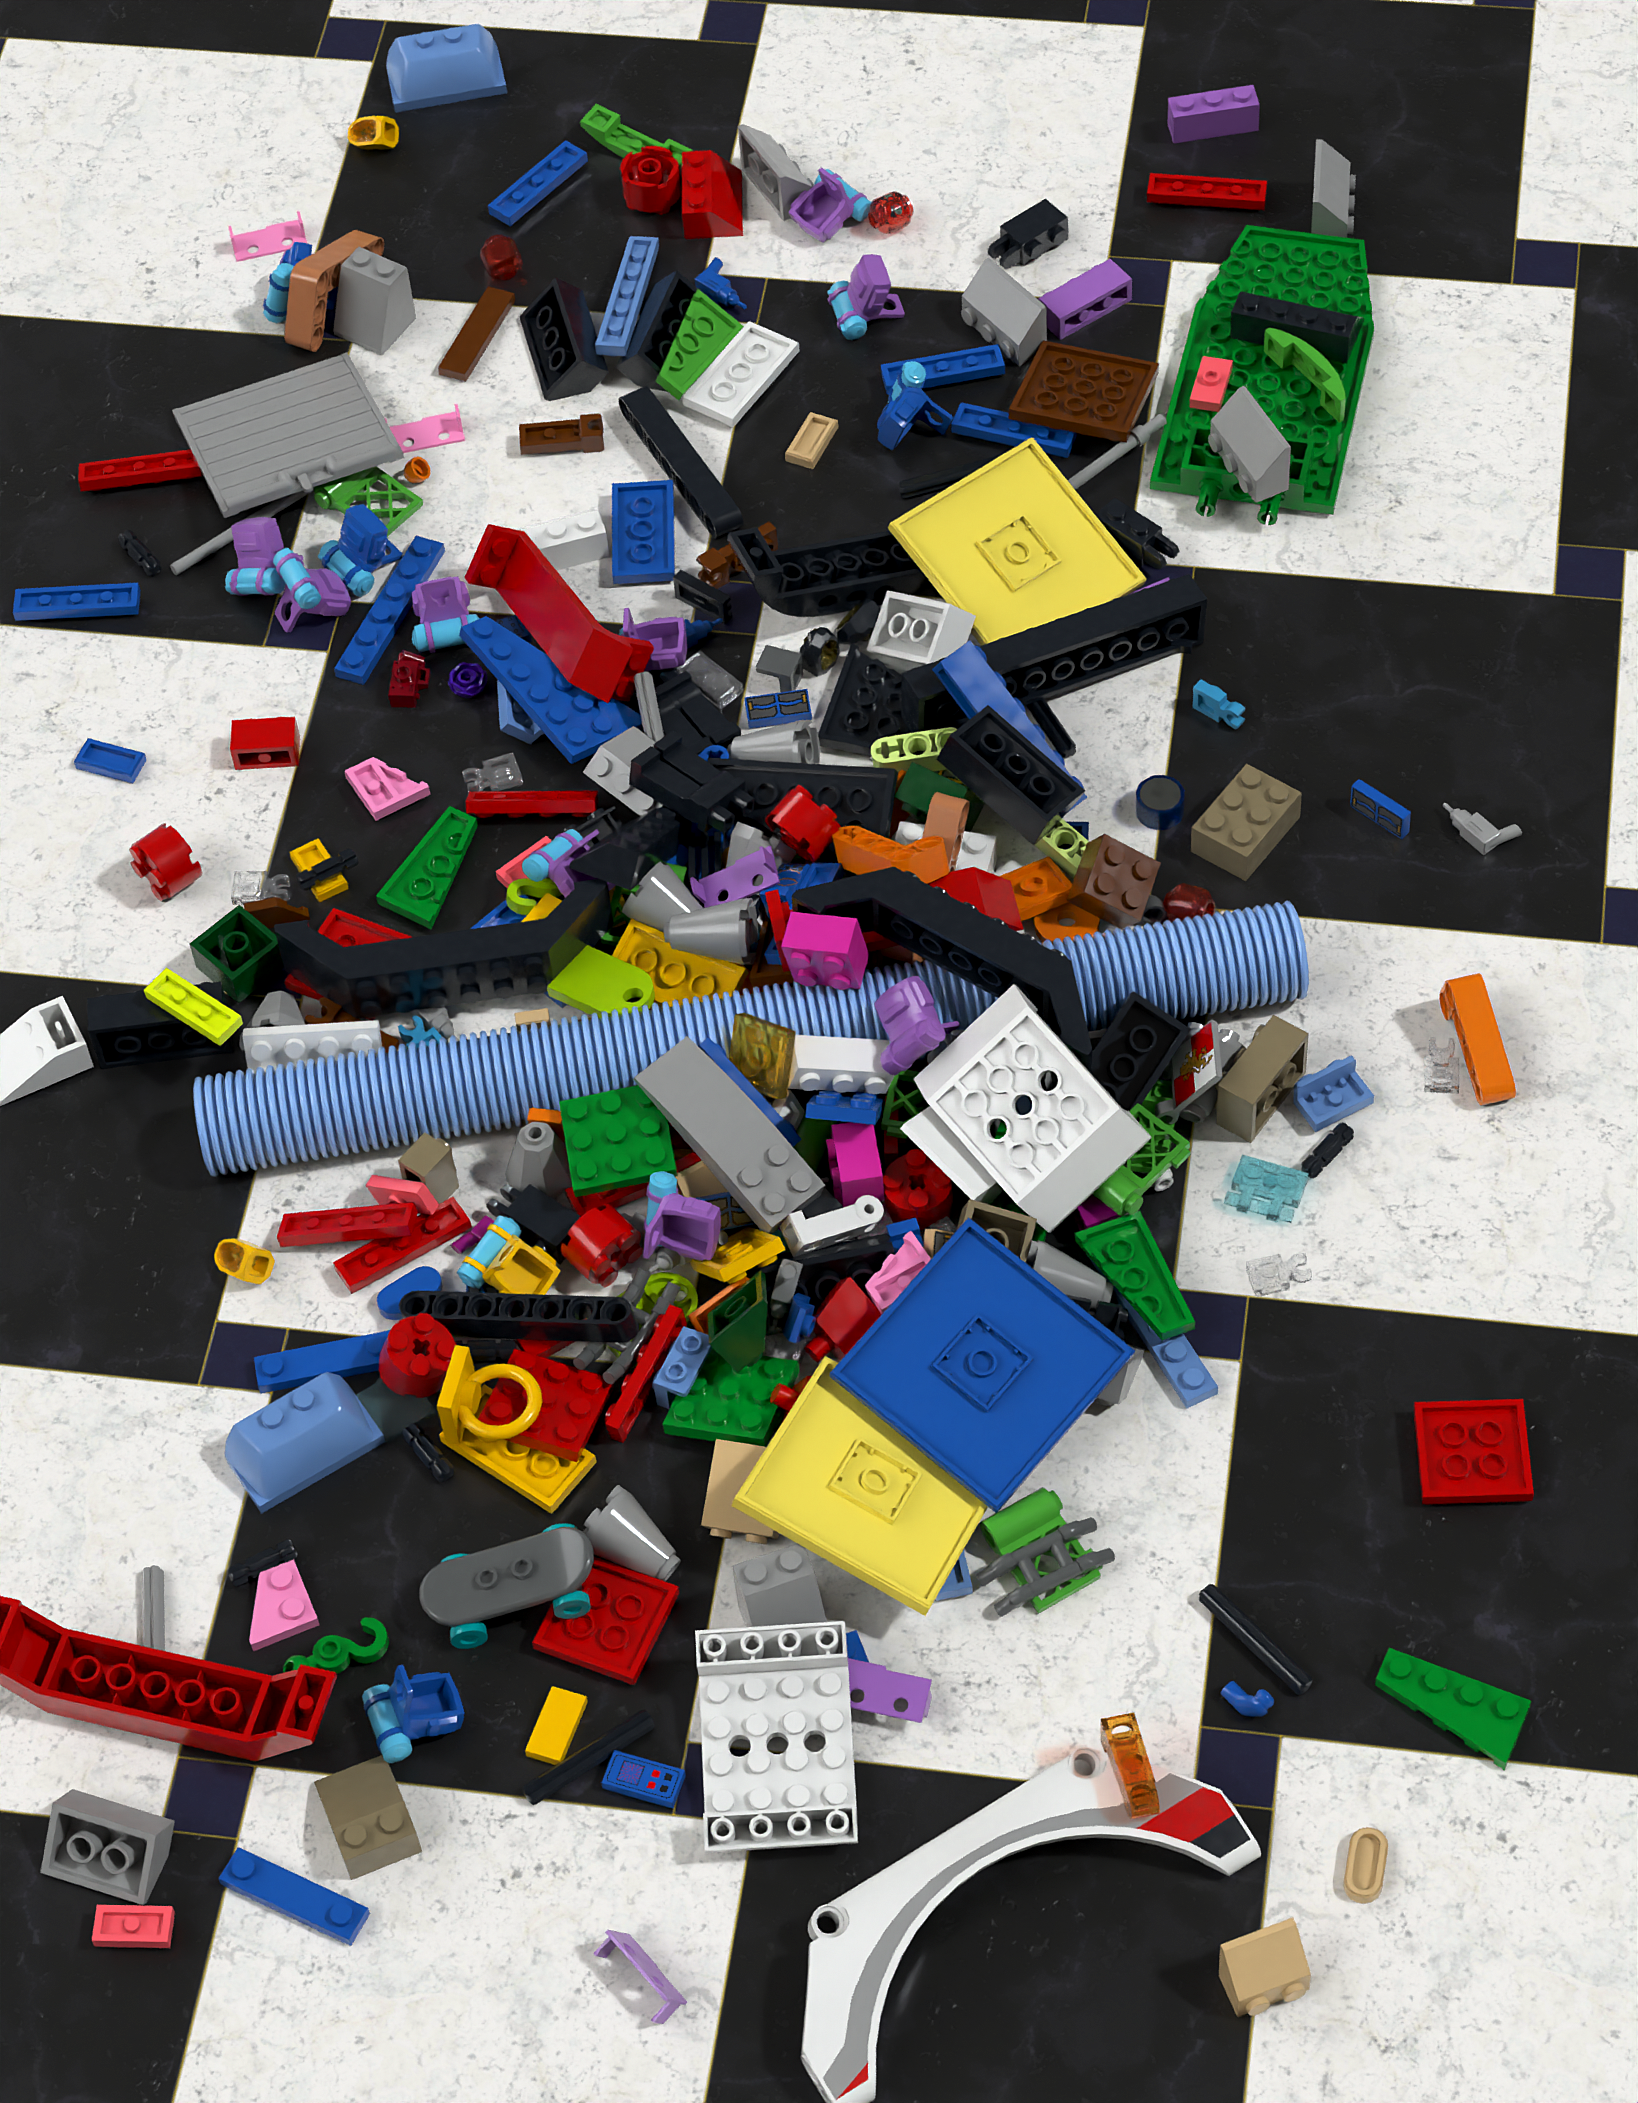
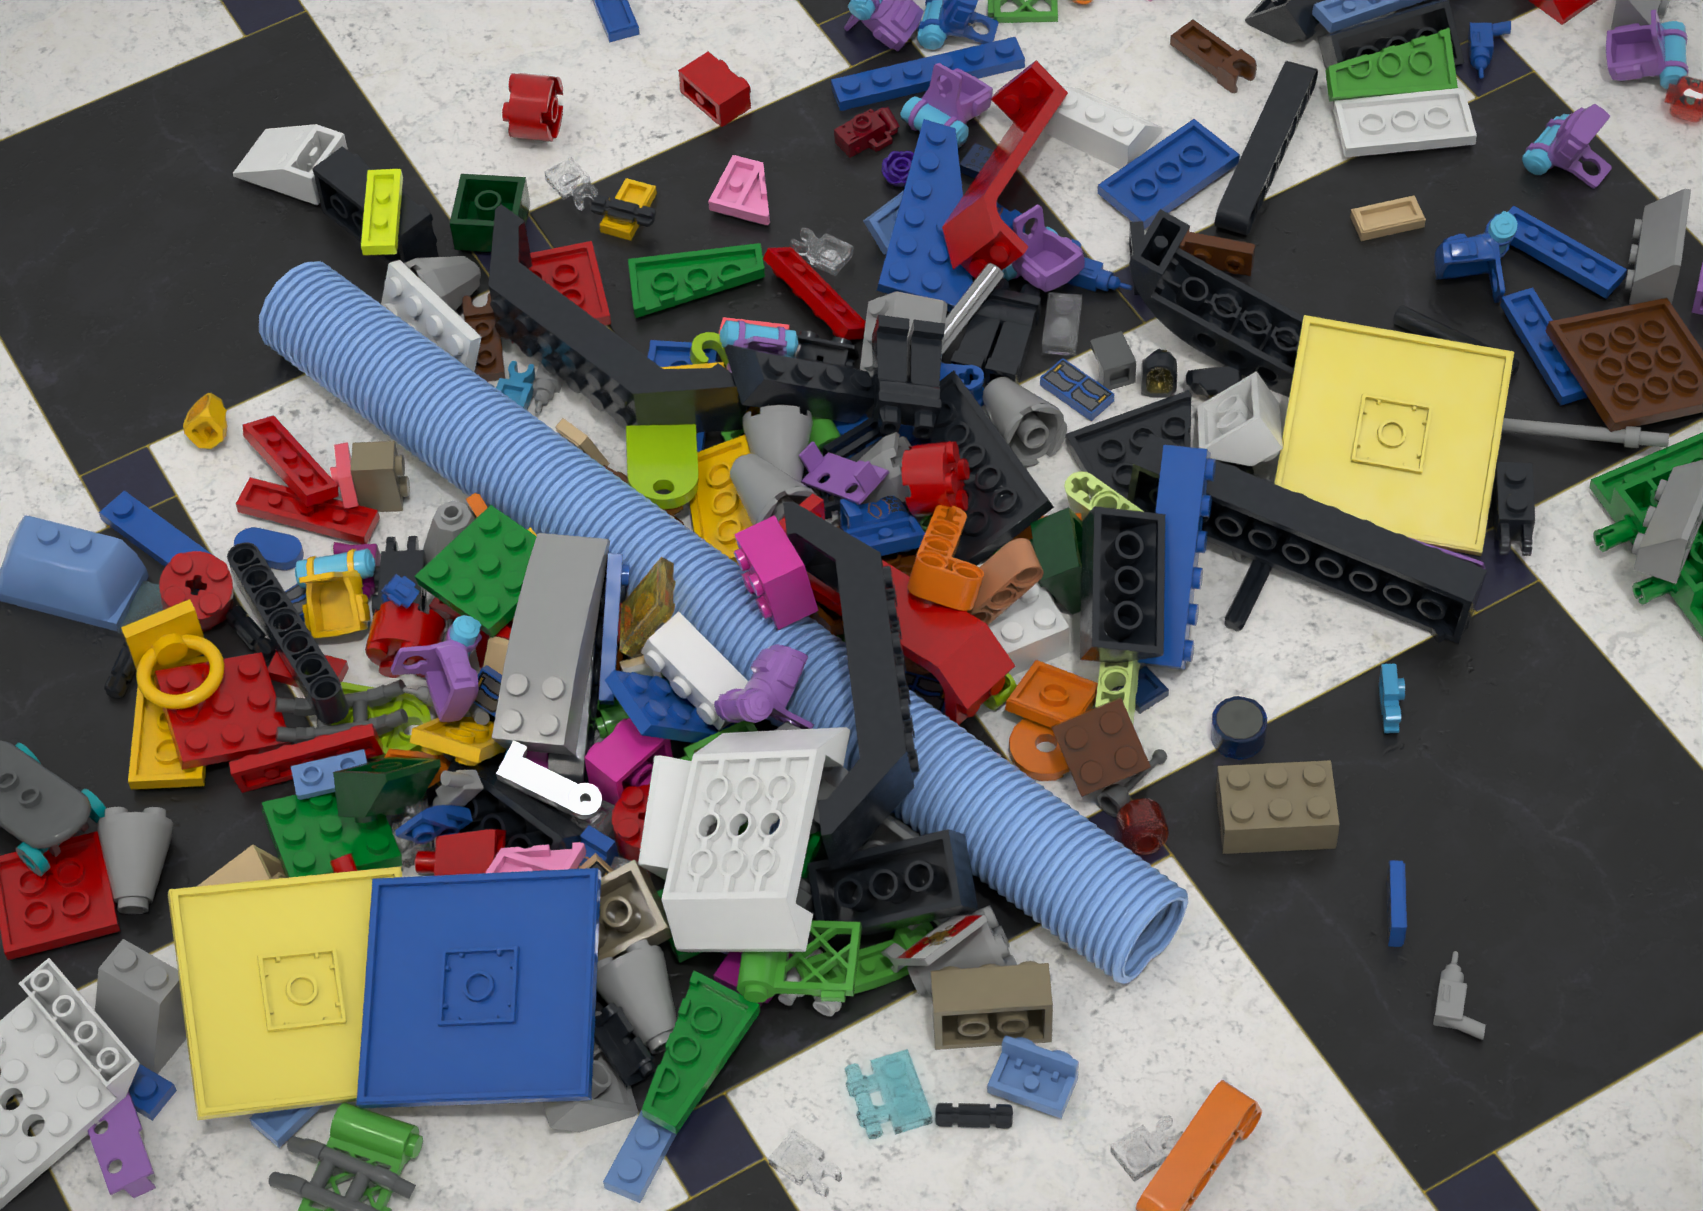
camera: 50 degrees right, 0 degrees up
(276, 911) = (554, 208): reddish brown tile -> none
(578, 1206) = (399, 591): none -> blue bar

